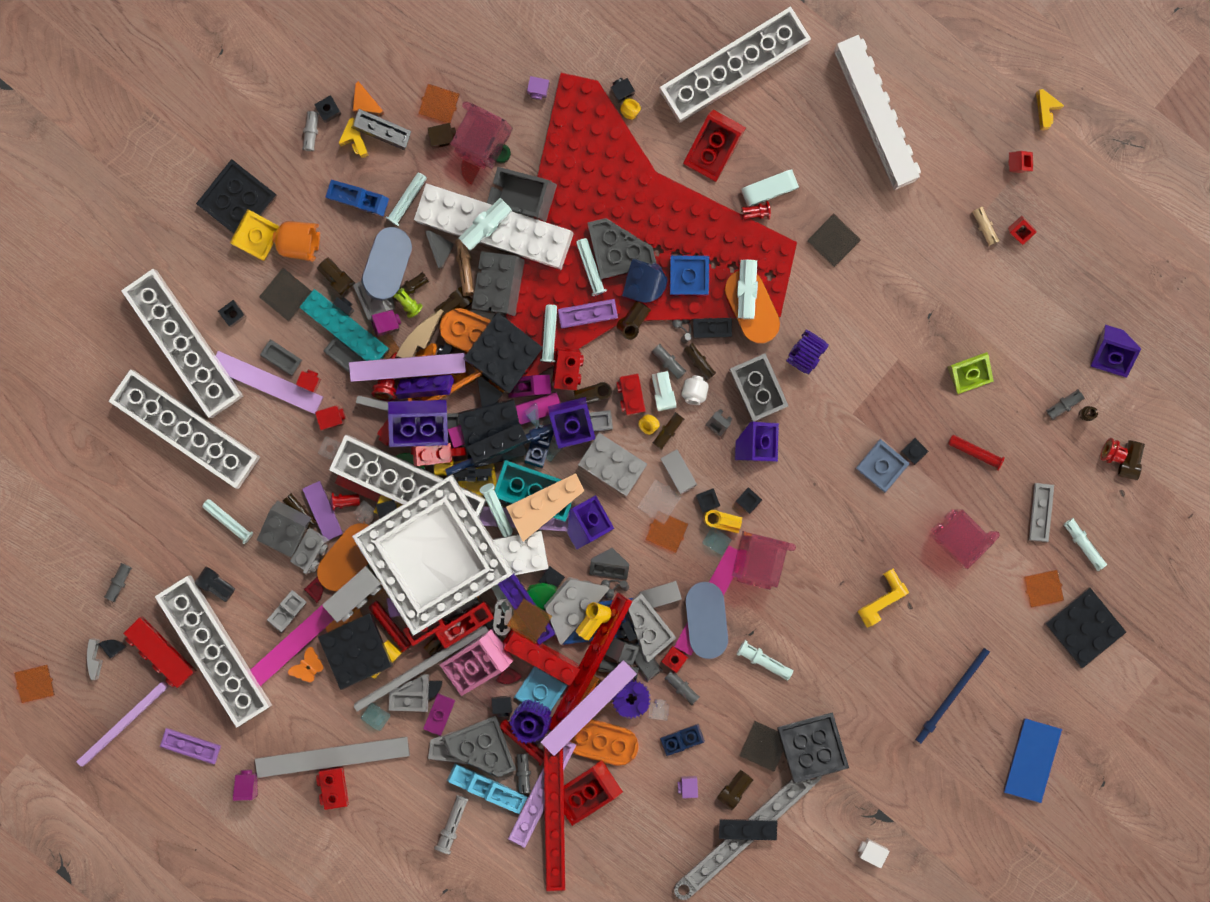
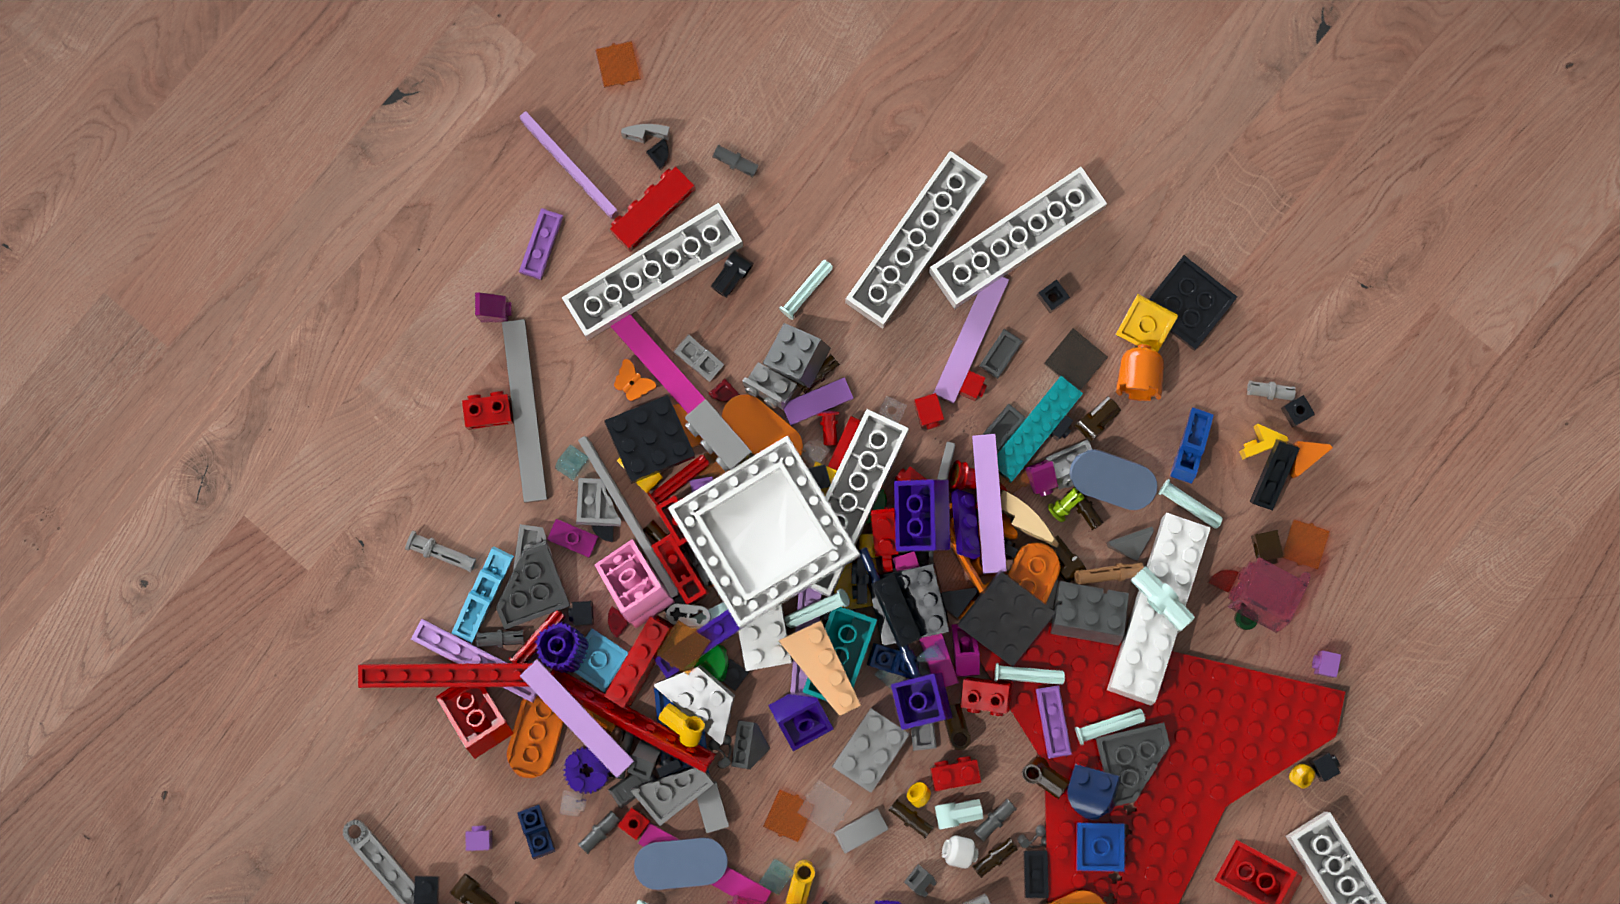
camera: 85 degrees right, 5 degrees down
(523, 193) = (1199, 645): dark grey piece -> none
(708, 500) = (826, 866): black plate -> none

